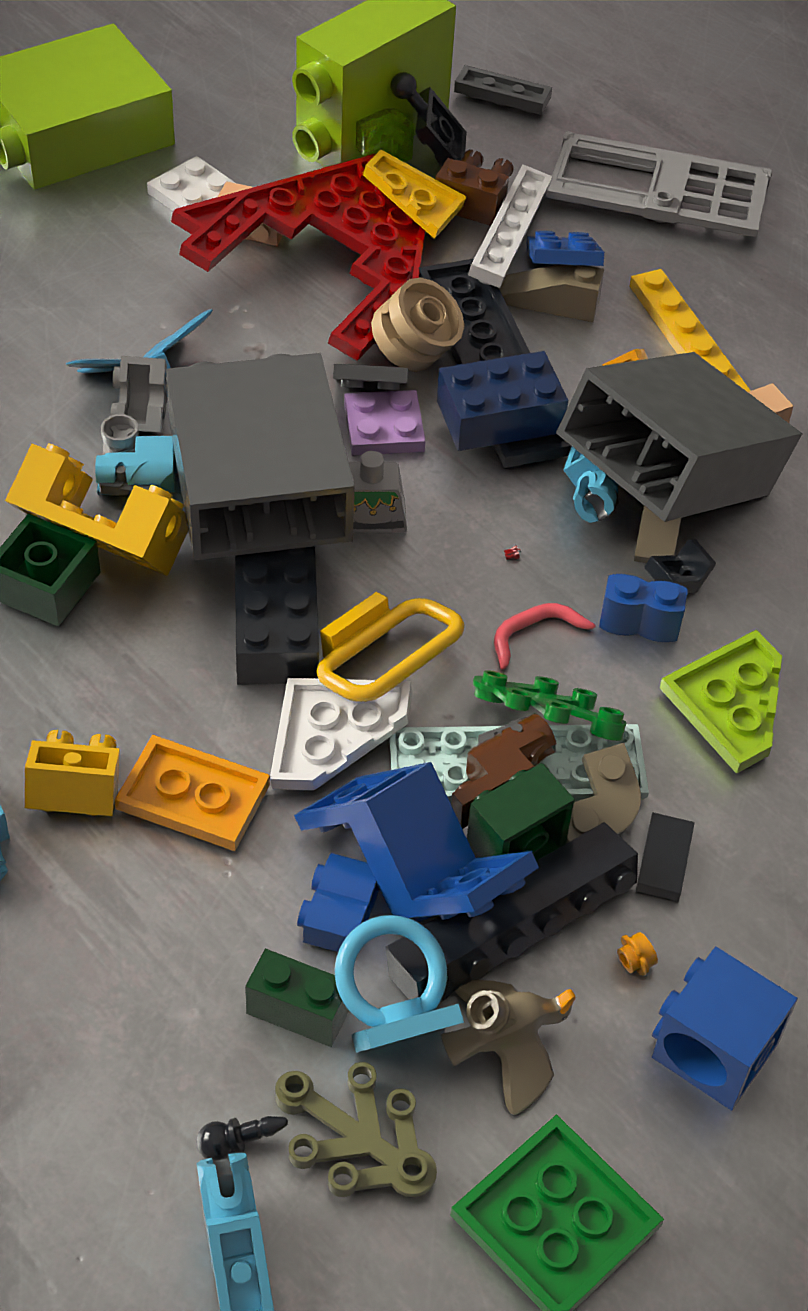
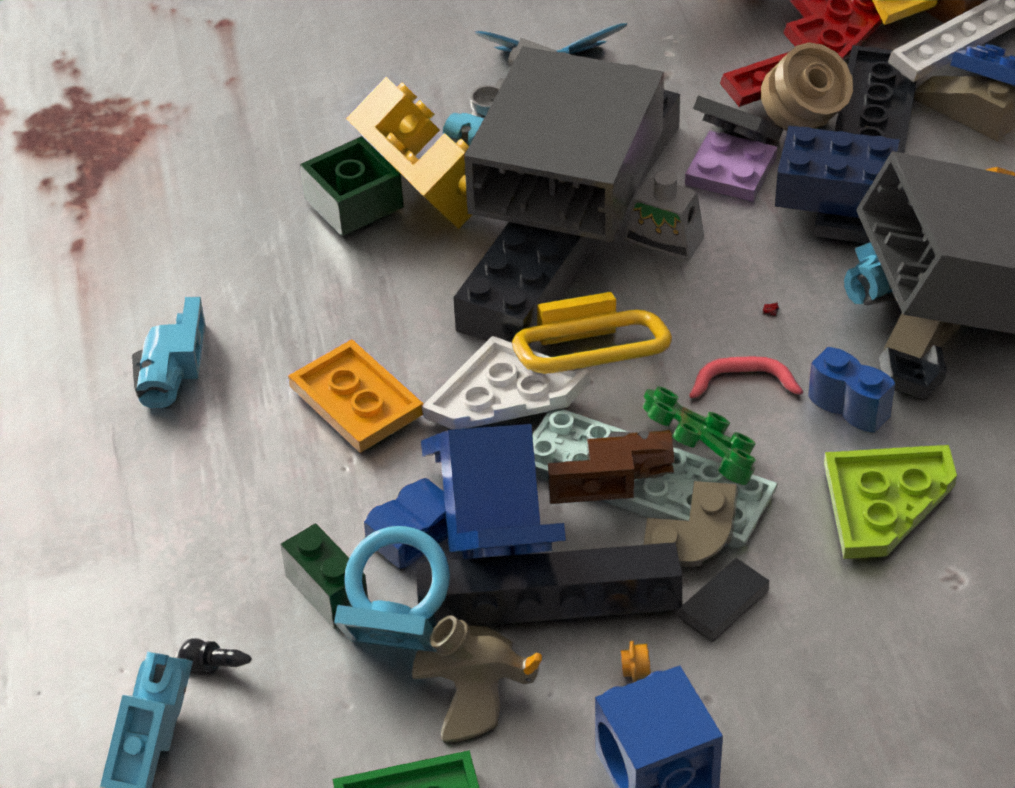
camera: 35 degrees right, 5 degrees down
(72, 775) = (266, 344): yellow brick -> none
(359, 1136) = (303, 700): olive plant -> none
(521, 816) = (598, 507): dark green brick -> none

